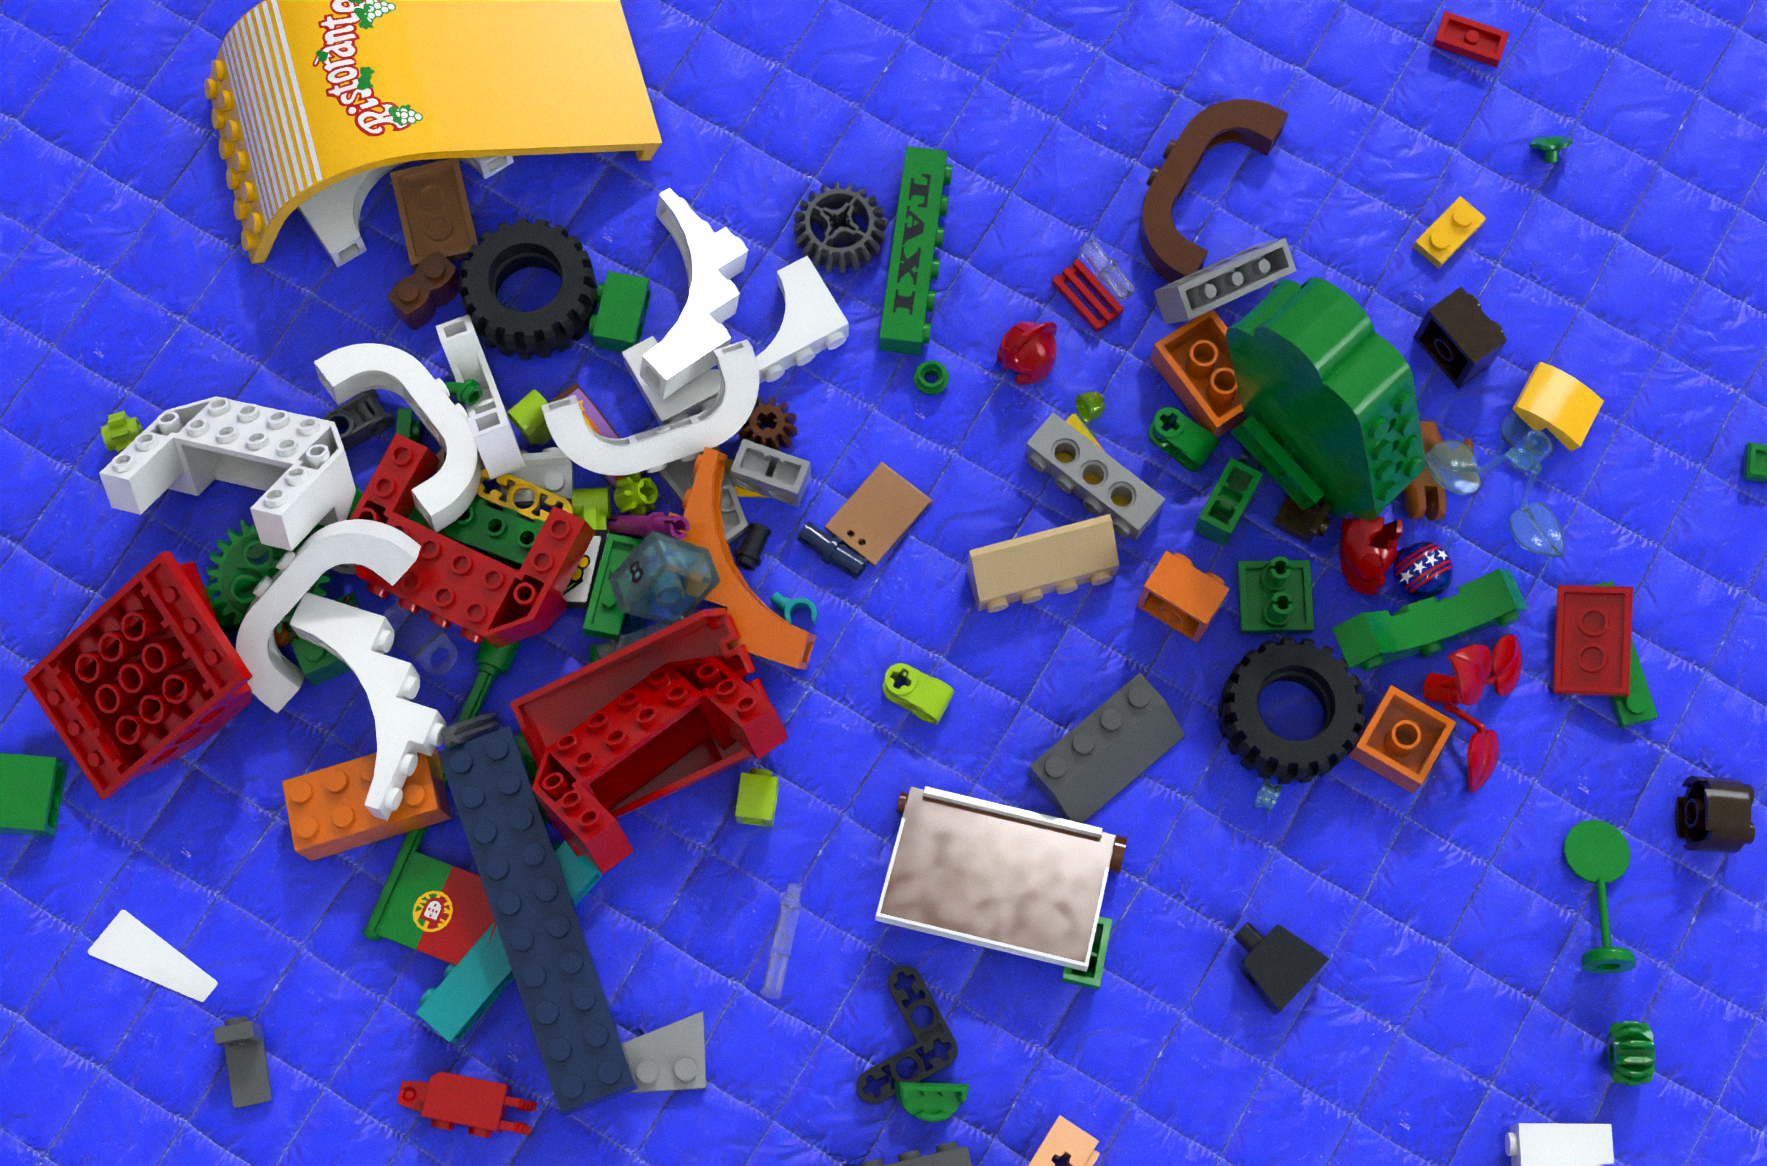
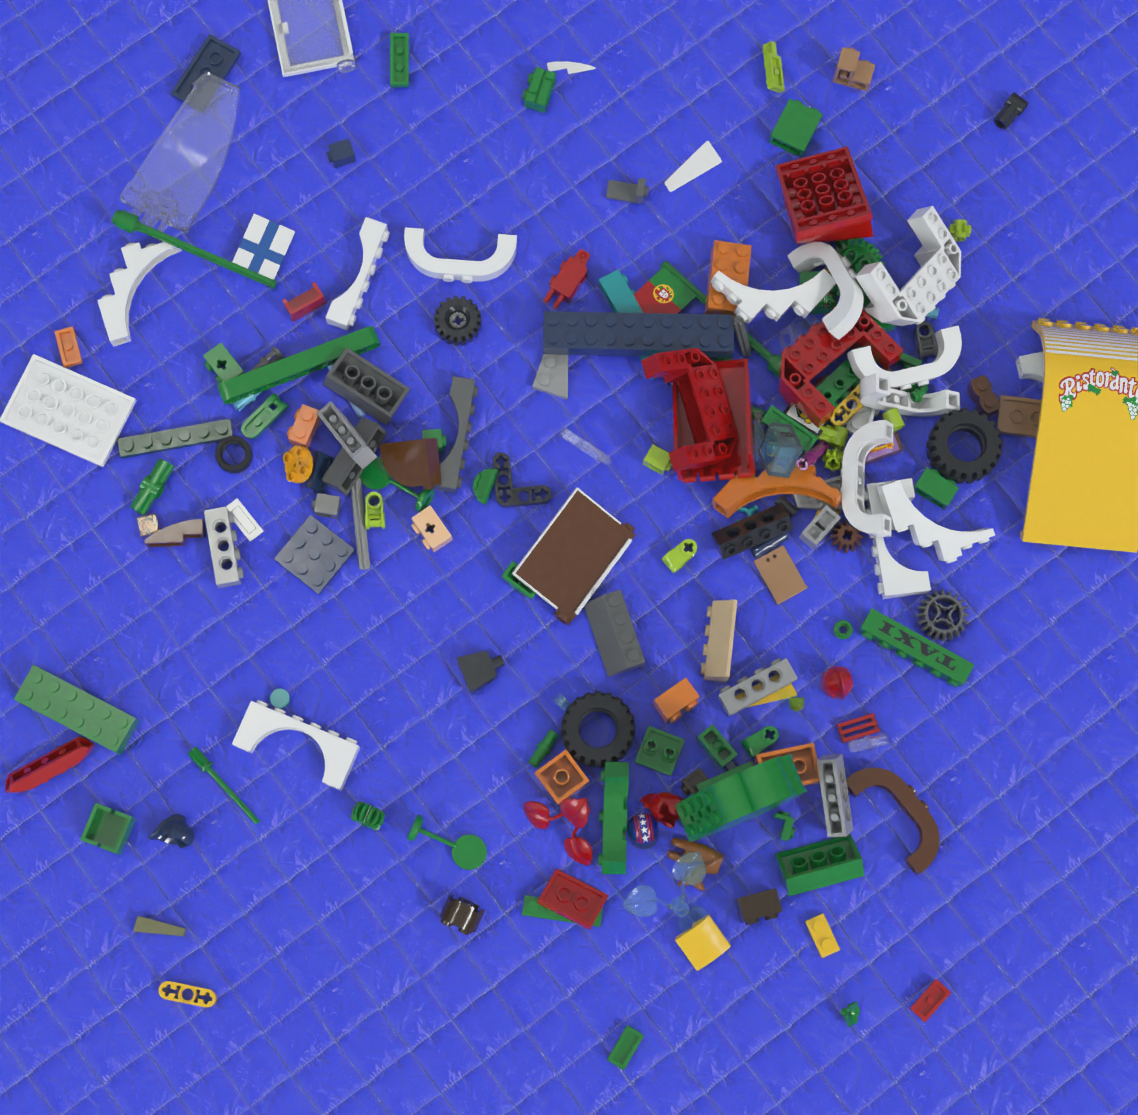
camera: 110 degrees right, 5 degrees up
(806, 580) = (752, 531): none -> black brick
(1333, 249) = (820, 864): none -> green slope
(1362, 795) = (543, 748): none -> green pin

